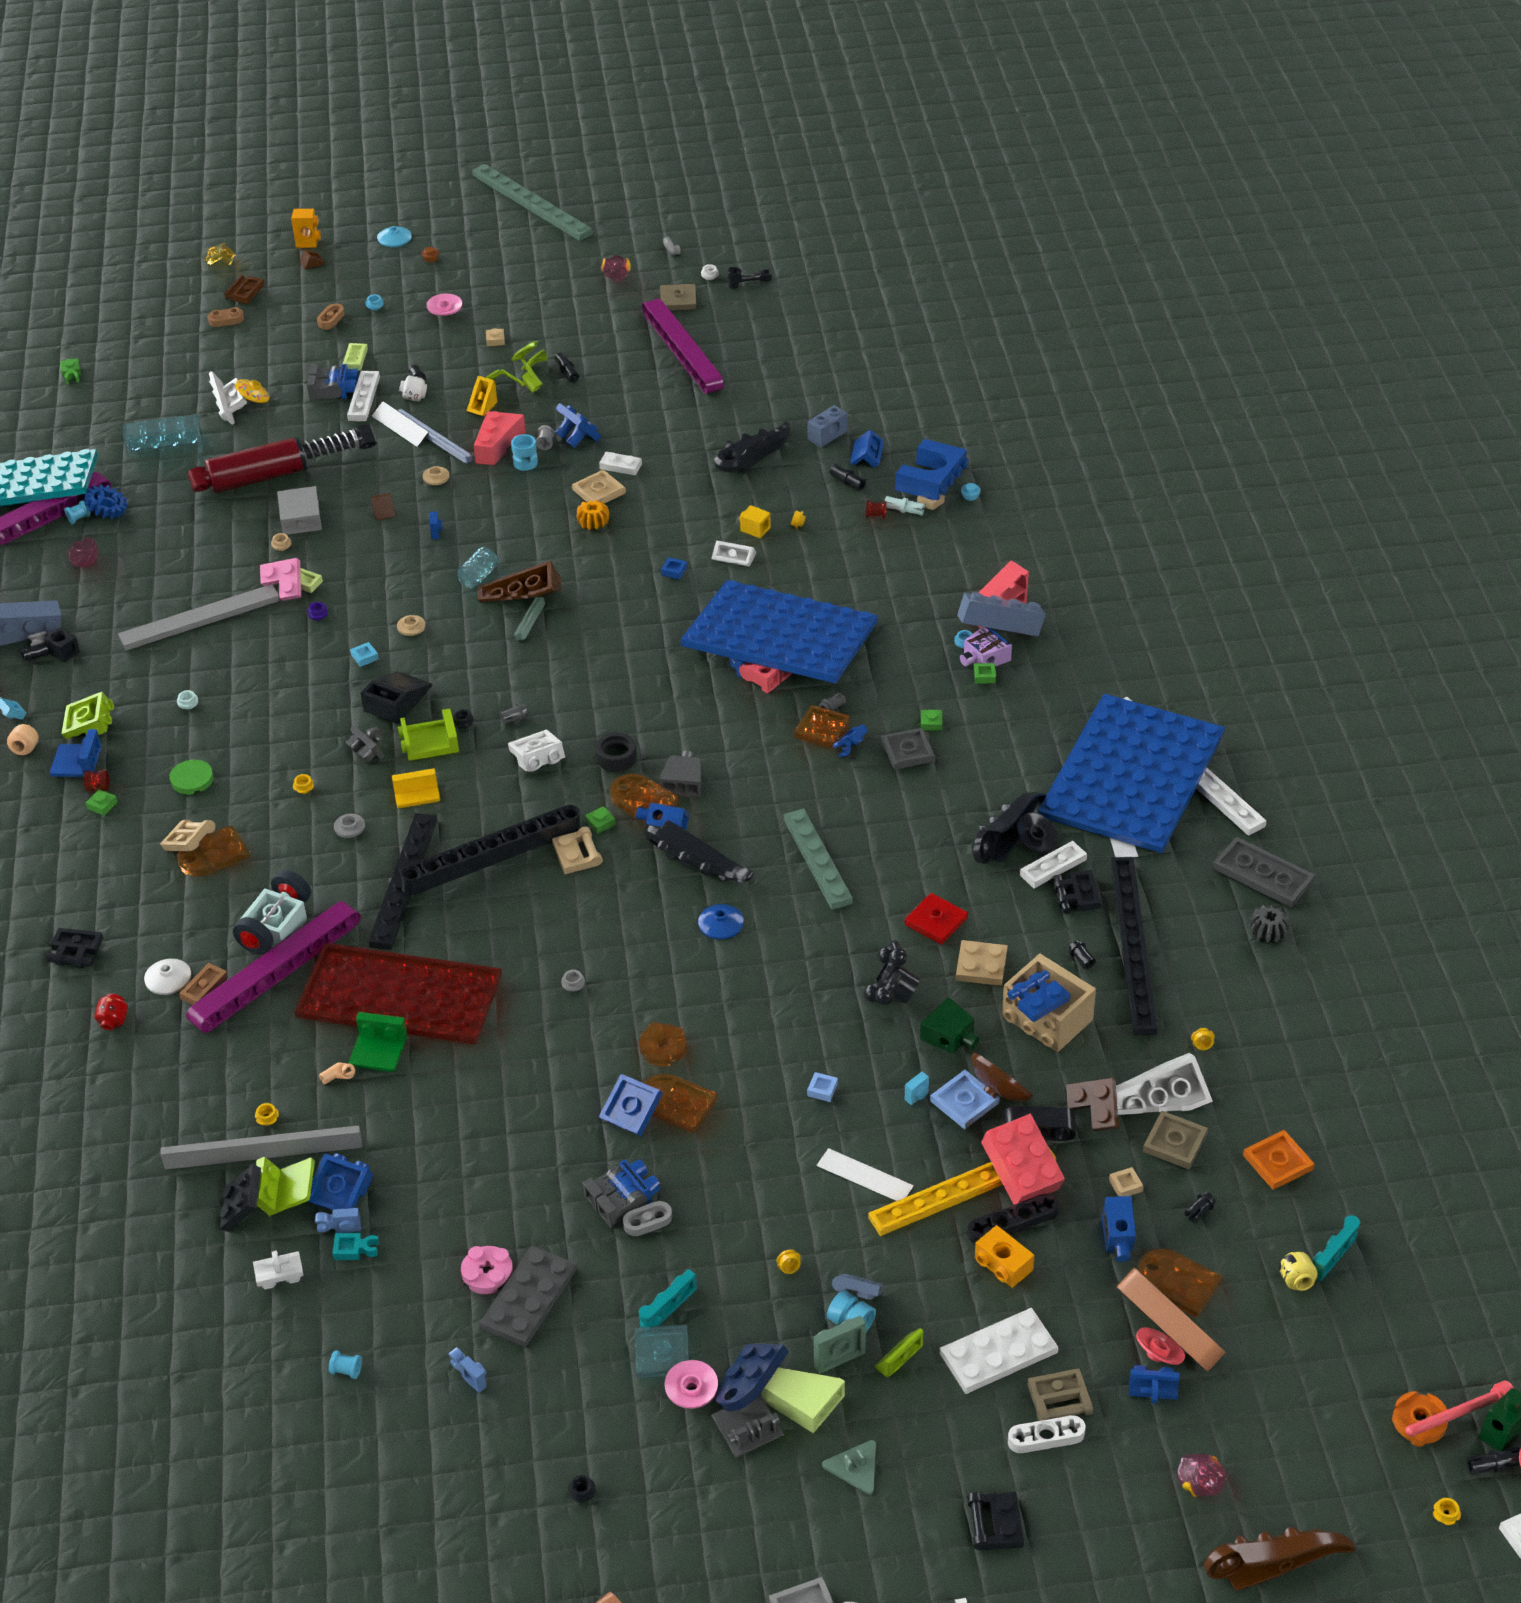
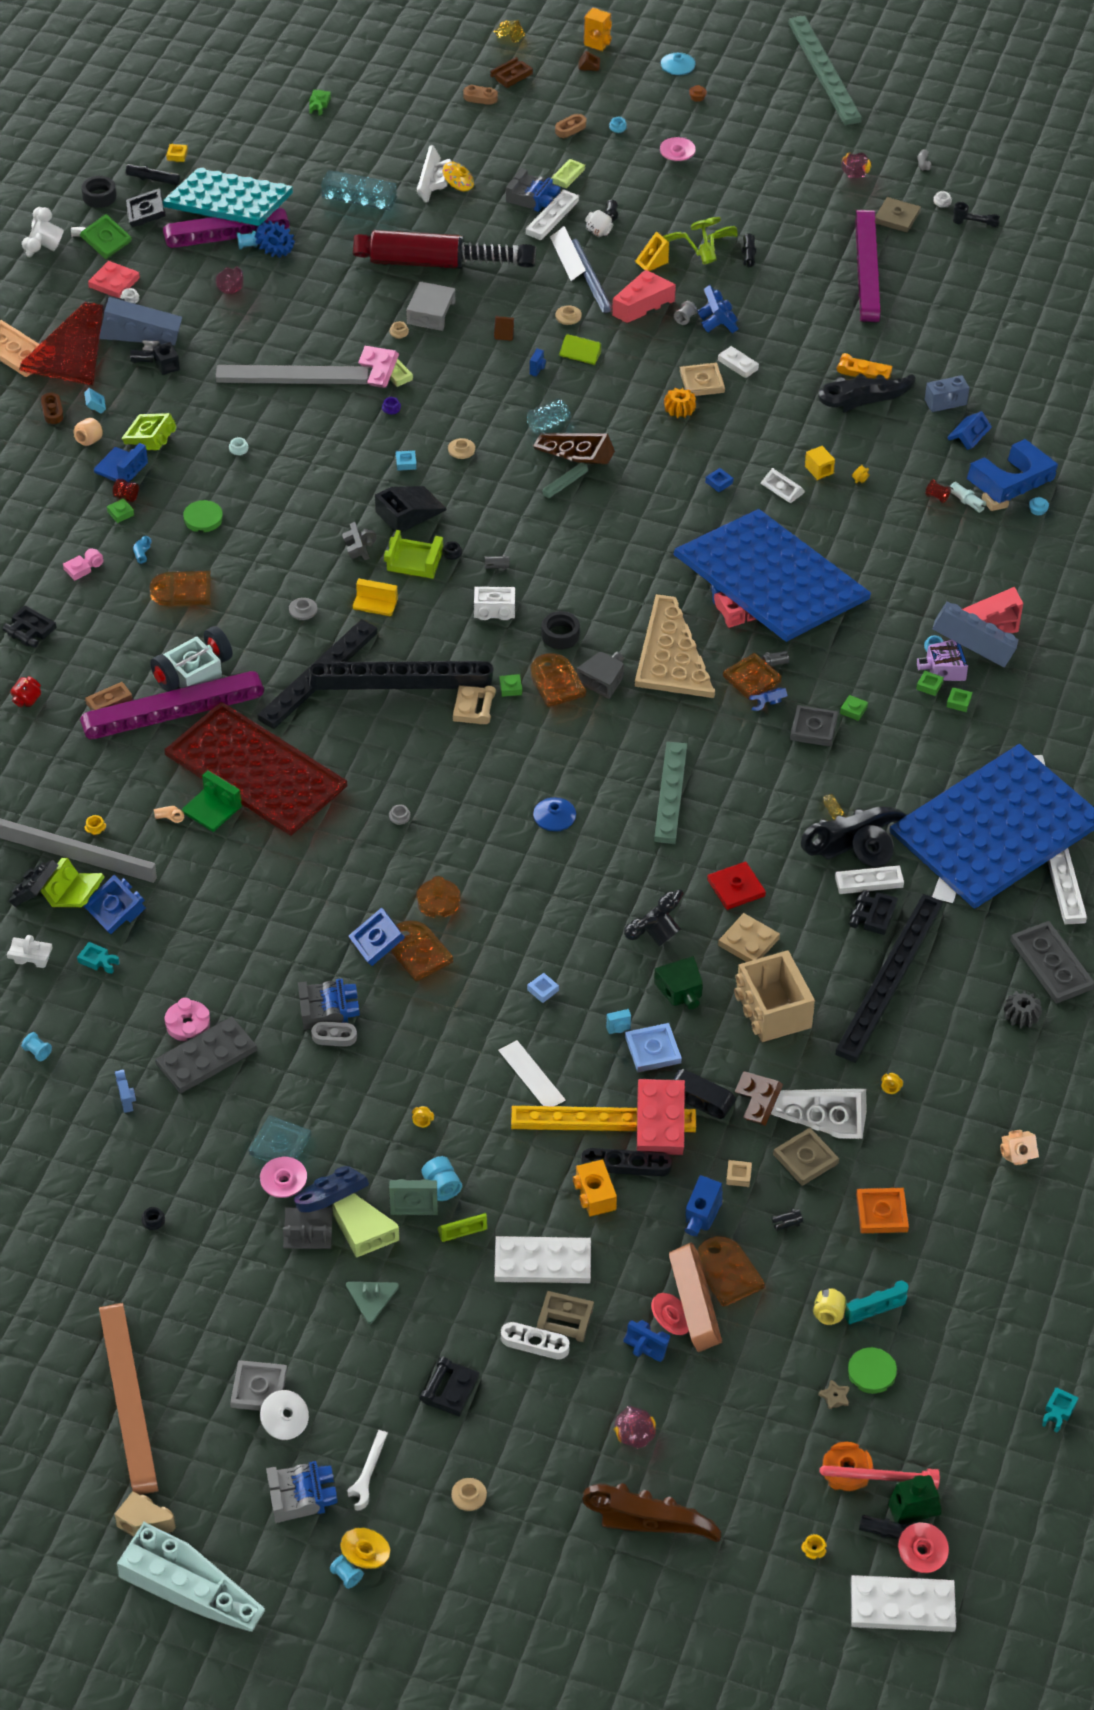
camera: 25 degrees right, 5 degrees up
(91, 871) = (80, 567): none -> bright pink plate
(145, 830) = (141, 547): none -> dark azure arm
(167, 976) = (87, 680): white dish -> none
(187, 835) = (167, 565): tan plate -> none
(303, 784) = (287, 557): yellow plate -> none
(341, 1220) = (101, 934): medium blue plate -> none
(467, 500) = (580, 349): none -> lime slope
(495, 337) = (704, 197): tan plate -> none
(524, 452) = (656, 320): medium azure wheel -> none
(669, 1300) = (307, 1105): teal plate -> none
(676, 815) = (559, 705): blue torso -> none
(695, 853) = (566, 745): black animal -> none
(733, 736) = (670, 654): none -> tan wing
(734, 431) = (854, 366): none -> light orange plate
(847, 477) = (934, 450): black pin -> none
(866, 1288) = (462, 1160): sand blue plate -> none
(975, 813) = (833, 806): none -> clear yellow axle
(997, 1081) = (685, 1043): reddish brown dish -> none
(1020, 677) = (959, 699): none -> bright green plate
(1041, 1002) = (759, 991): blue plate -> none
(1079, 950) = (838, 964): black pin -> none
(1358, 1047) = (1019, 1147): none -> light nougat brick
(1360, 1360) = (831, 1400): none -> dark tan plate
(1375, 1314) = (872, 1370): none -> bright green tile

